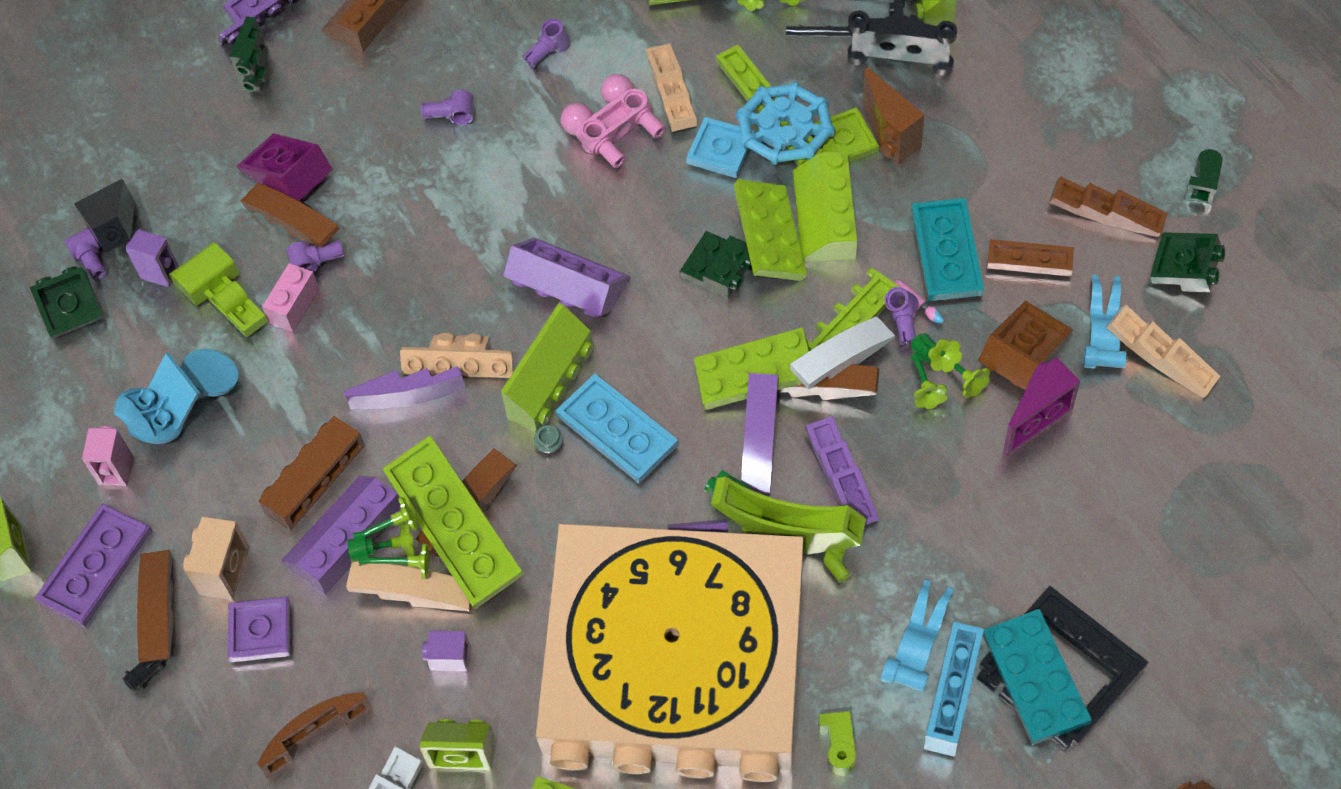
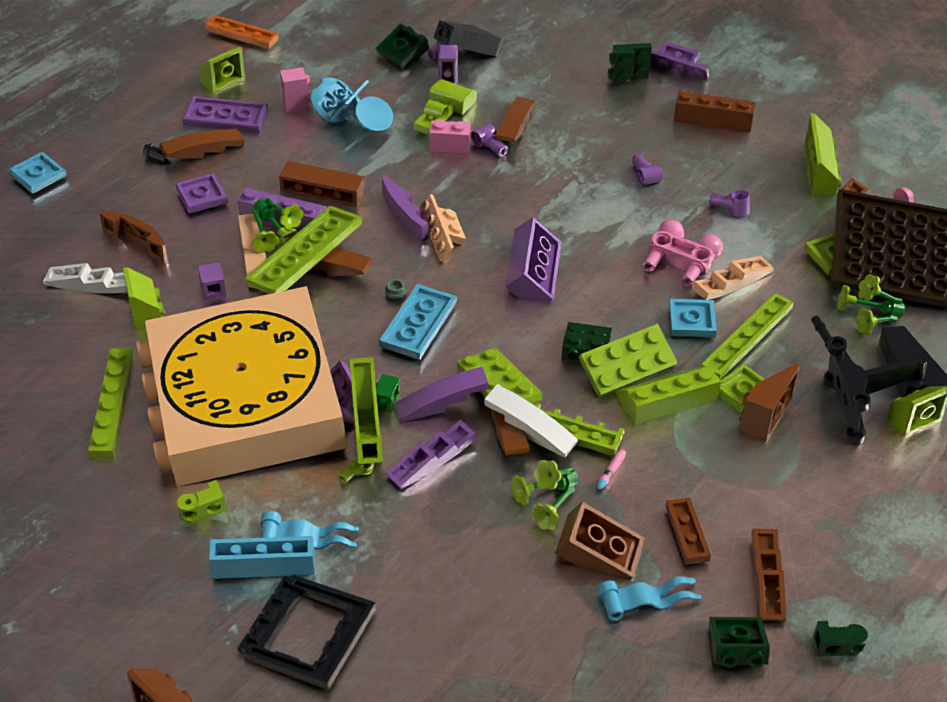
camera: 65 degrees right, 15 degrees down
(216, 558) = (239, 155): light nougat brick -> none
(287, 165) = (552, 109): magenta slope -> none
(547, 369) = (446, 266): lime slope -> none
(785, 110) = (728, 357): medium azure plate -> none
(903, 315) = (596, 455): medium lavender pin -> none
(947, 249) = (668, 474): teal plate -> none
(1036, 677) = (290, 609): teal plate -> none
(1045, 401) = (536, 555): magenta slope -> none
(1167, 355) = (635, 640): light nougat slope -> none

